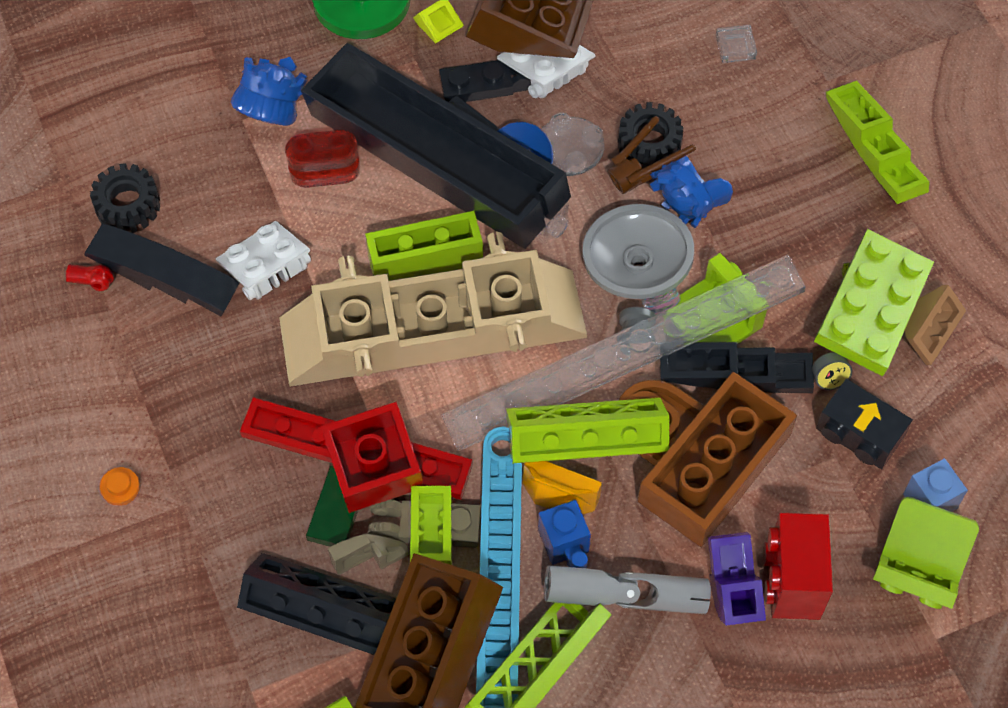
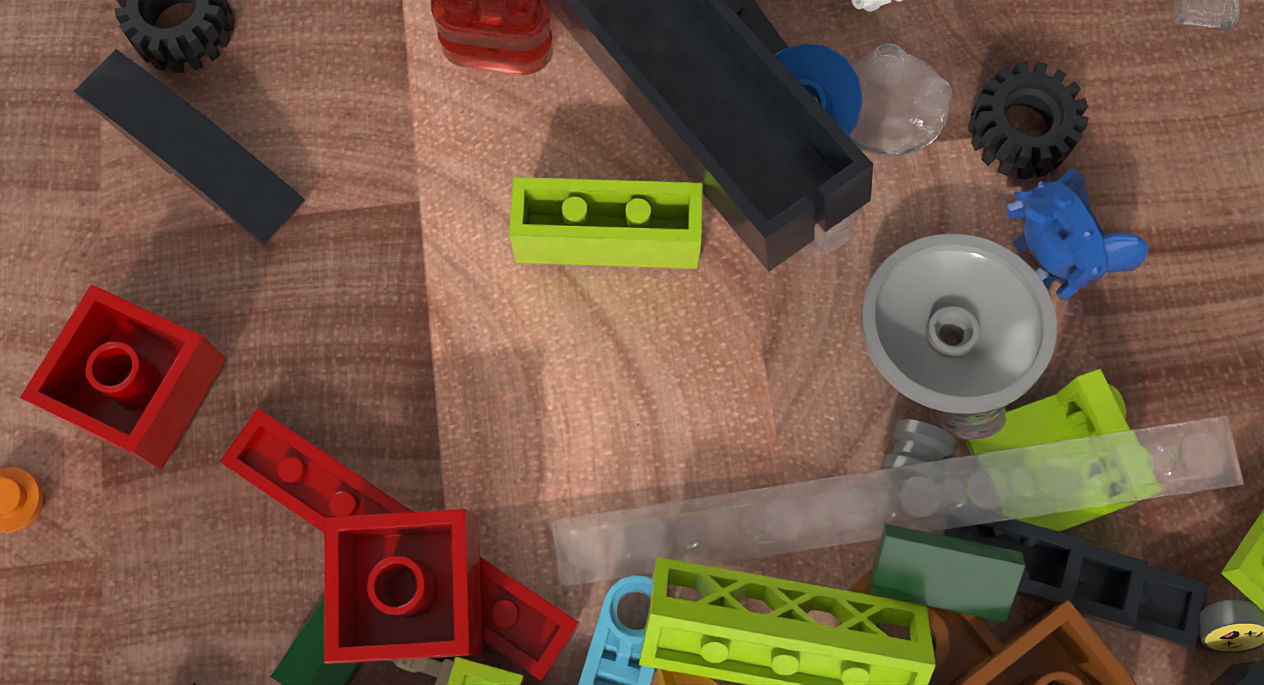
camera: 15 degrees right, 10 degrees up
(97, 276) = (86, 131): red arm -> none
(171, 398) = (125, 376): none -> red brick
(264, 255) = (354, 167): white hinge -> none
(387, 325) = (516, 342): tan piece -> none
(630, 174) = (979, 177): reddish brown plant -> none
(664, 376) = (946, 572): none -> dark green tile

